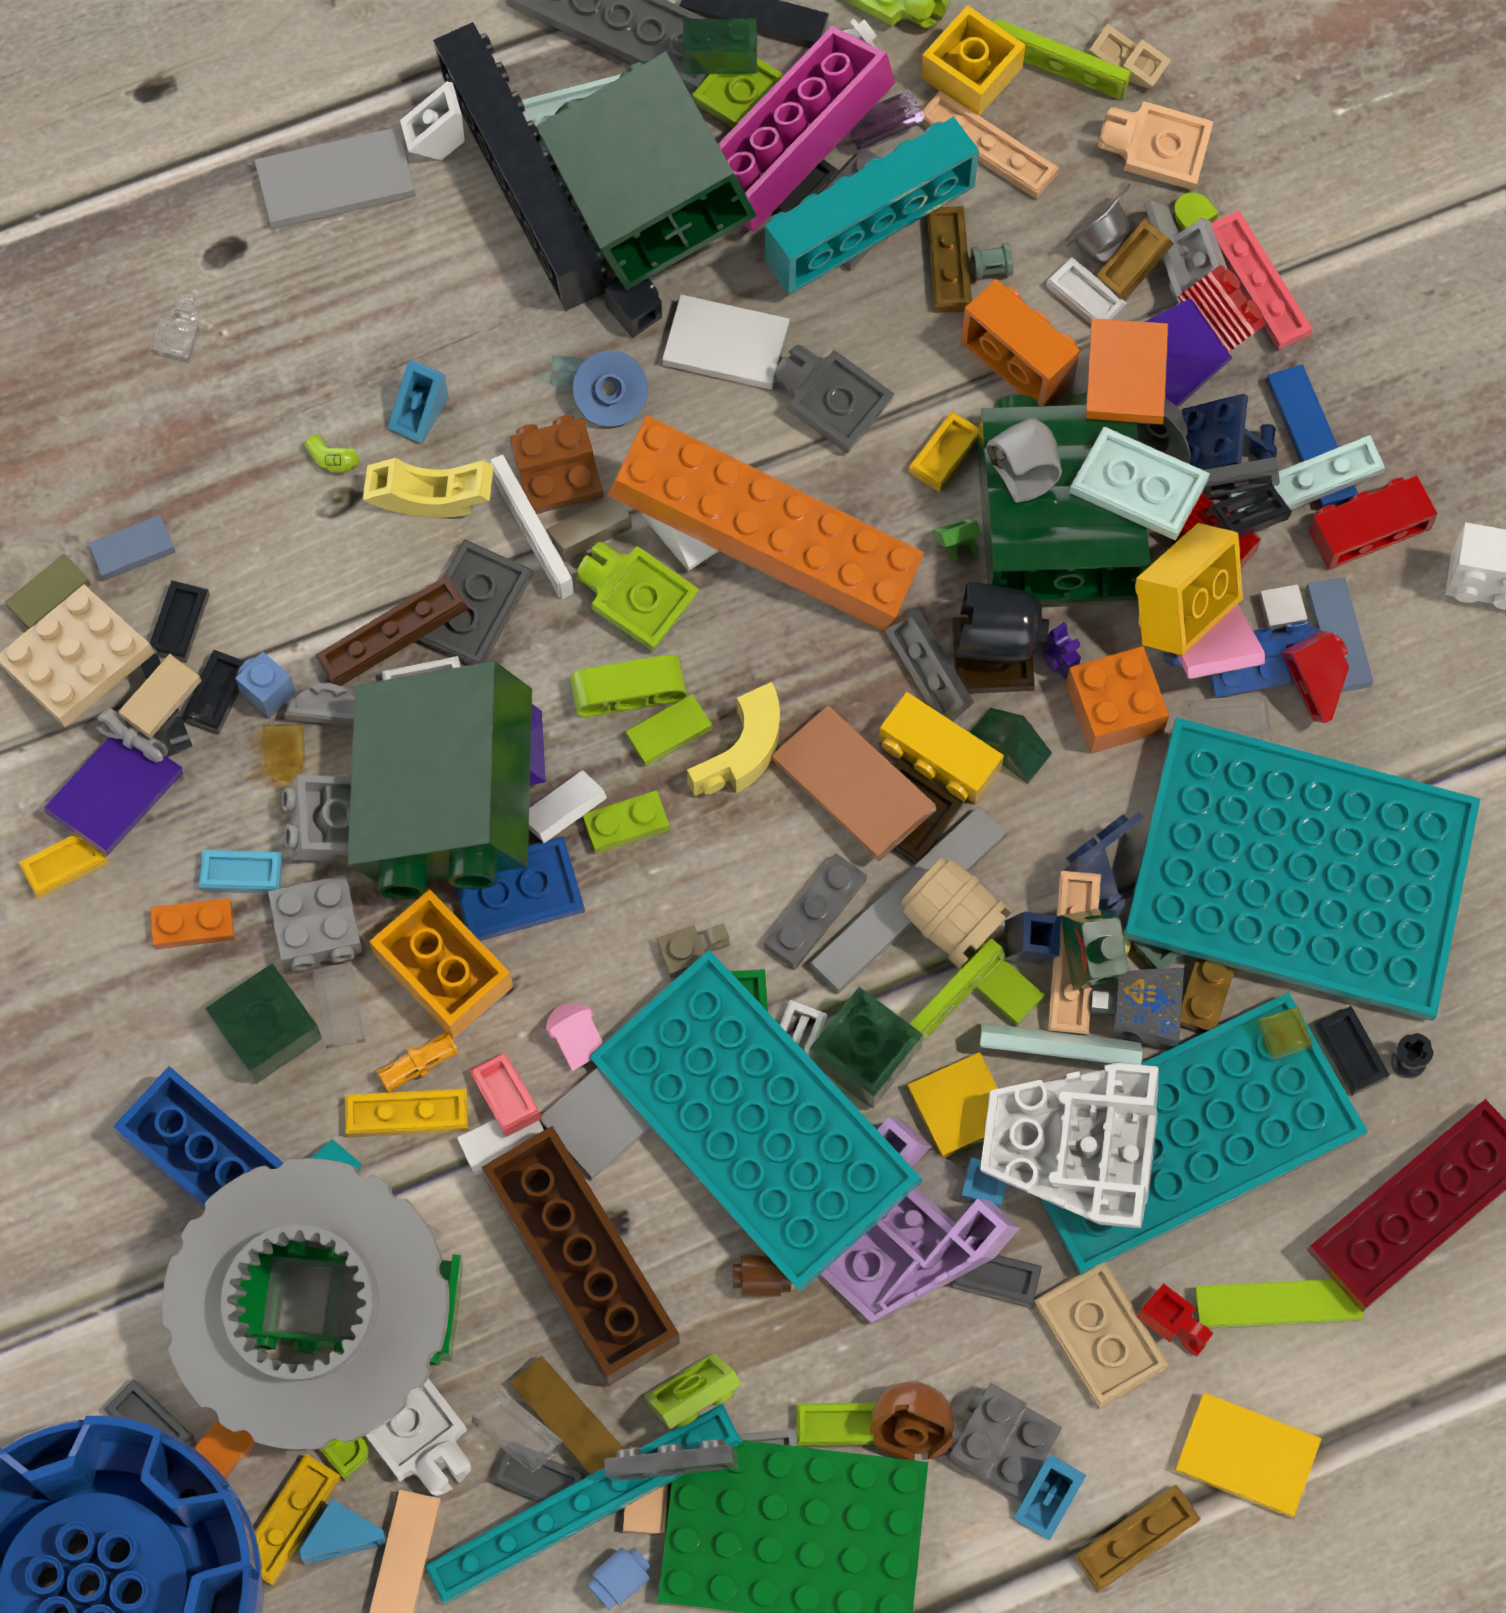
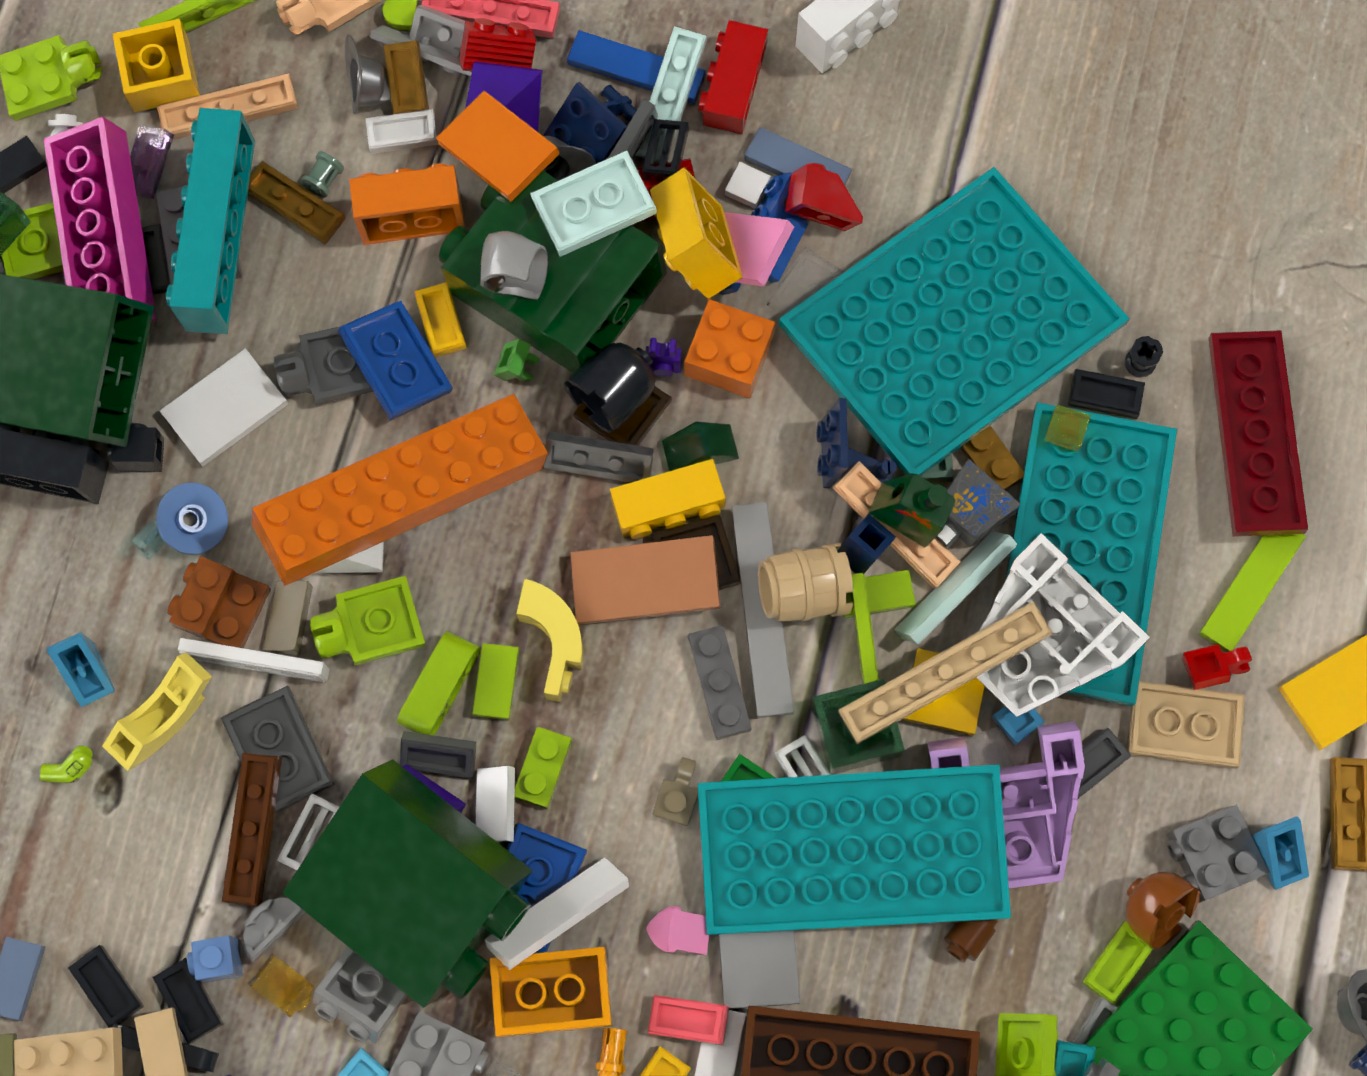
camera: 50 degrees left, 5 degrees up
(512, 919) = (559, 912): none -> white tile
(569, 729) = (438, 754): none -> dark grey tile
(877, 440) = (395, 359): none -> blue tile
(968, 1078) = (945, 672): none -> tan tile

